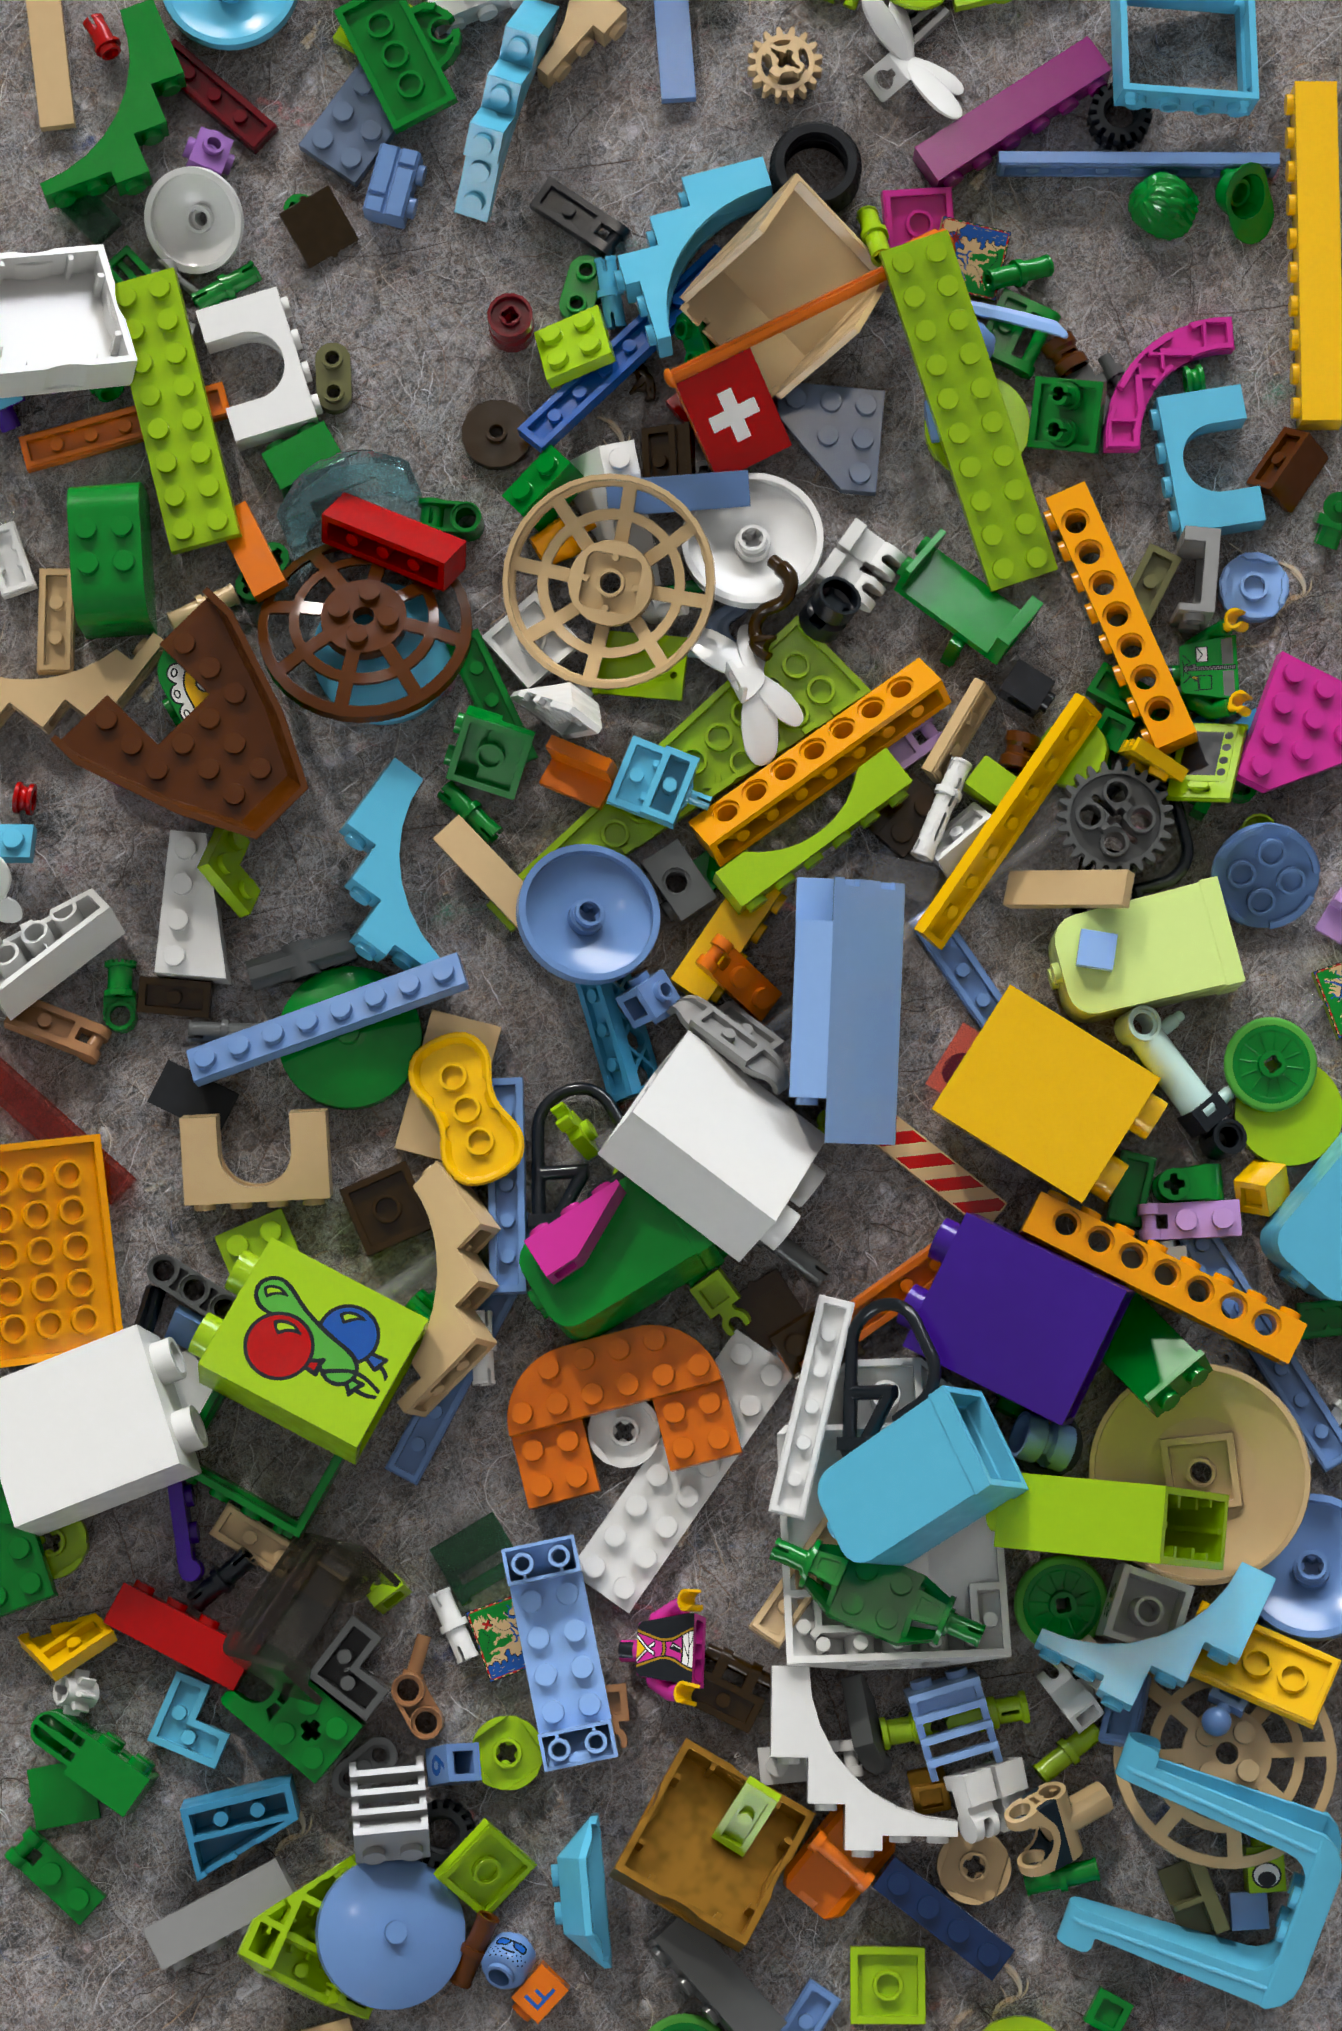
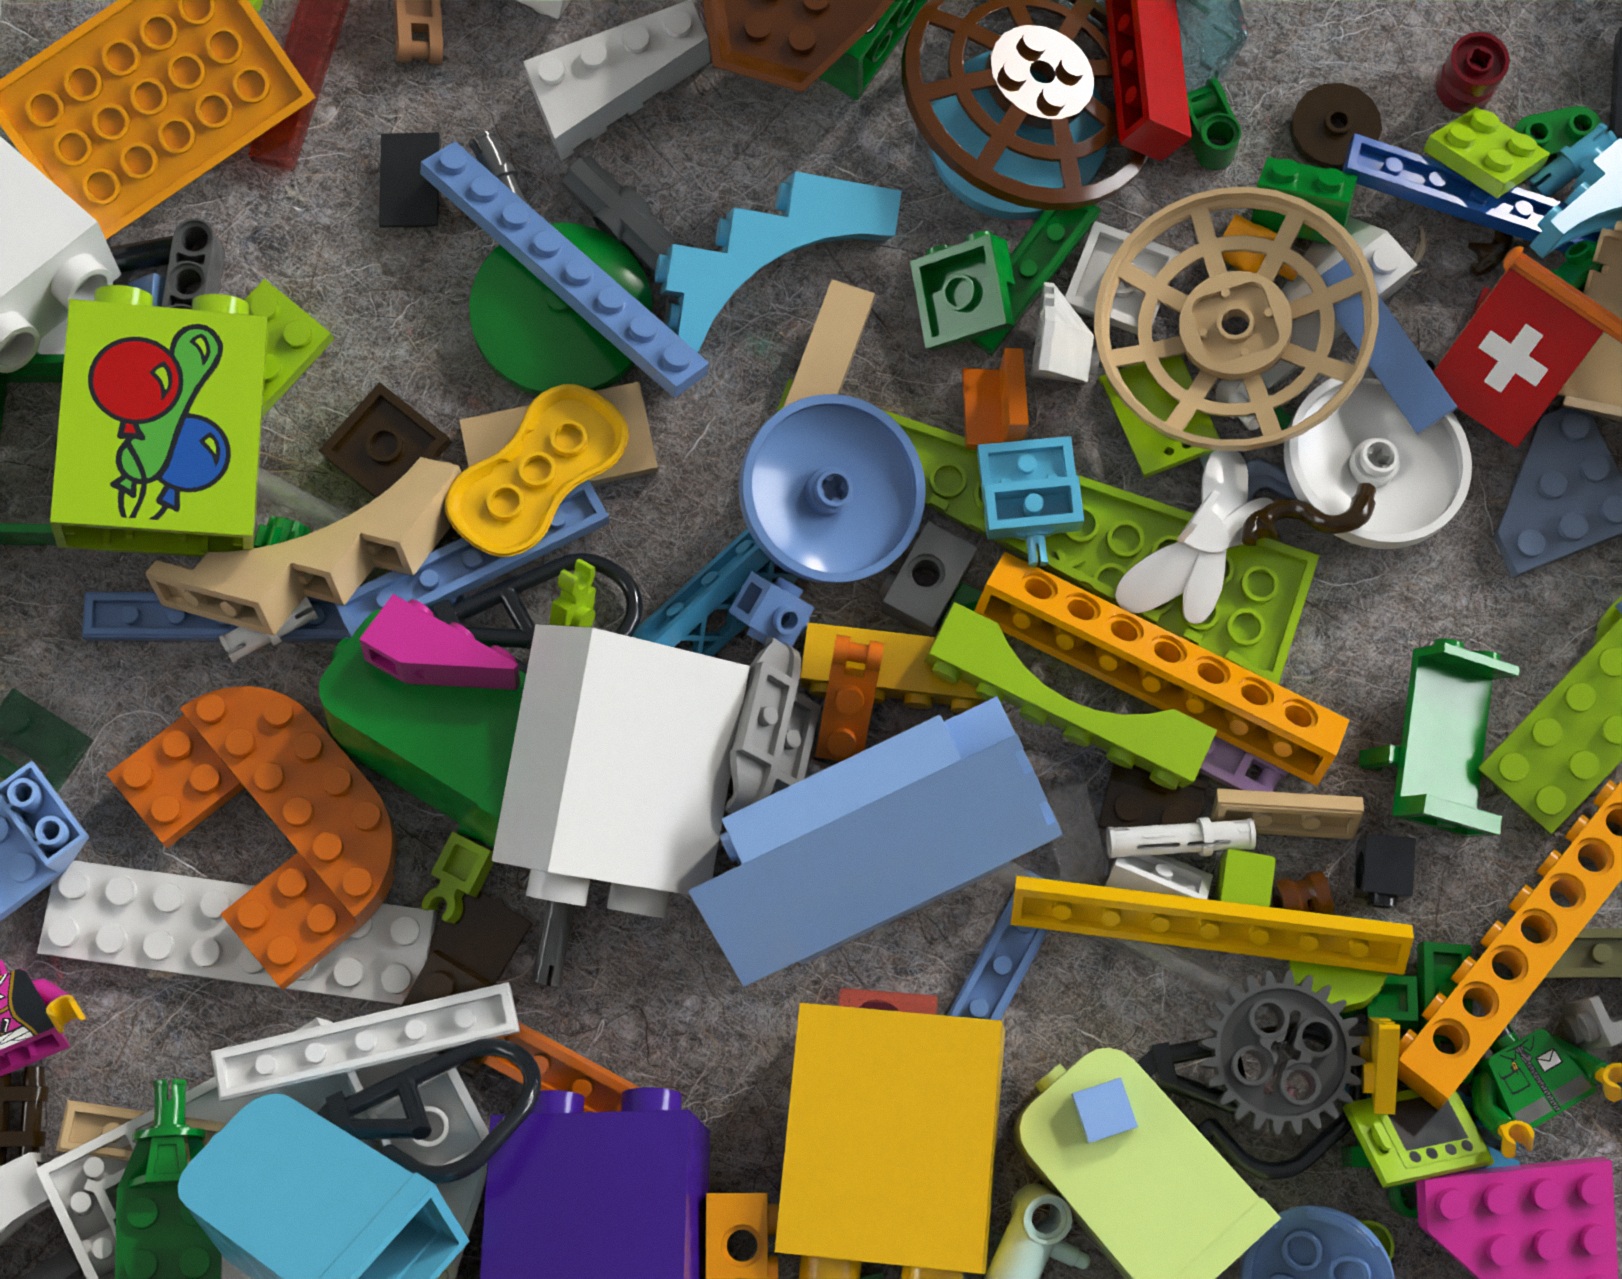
camera: 65 degrees right, 5 degrees down
(120, 993) = (487, 48): green connector -> none
(175, 996) = (513, 105): dark brown plate -> none
(211, 1182) = (323, 242): tan arch -> none
(222, 869) = (674, 78): lime plate -> none
(470, 811) = (886, 311): green pin -> none
(623, 1452) = (225, 851): white plate -> none
(668, 450) = (1429, 314): dark brown plate -> none
(829, 609) = (1347, 585): black wheel -> none
(858, 549) = (1437, 584): white legs -> none
(942, 1173) = (741, 1065): tile -> none
(1068, 889) = (1165, 1042): tan tile -> none

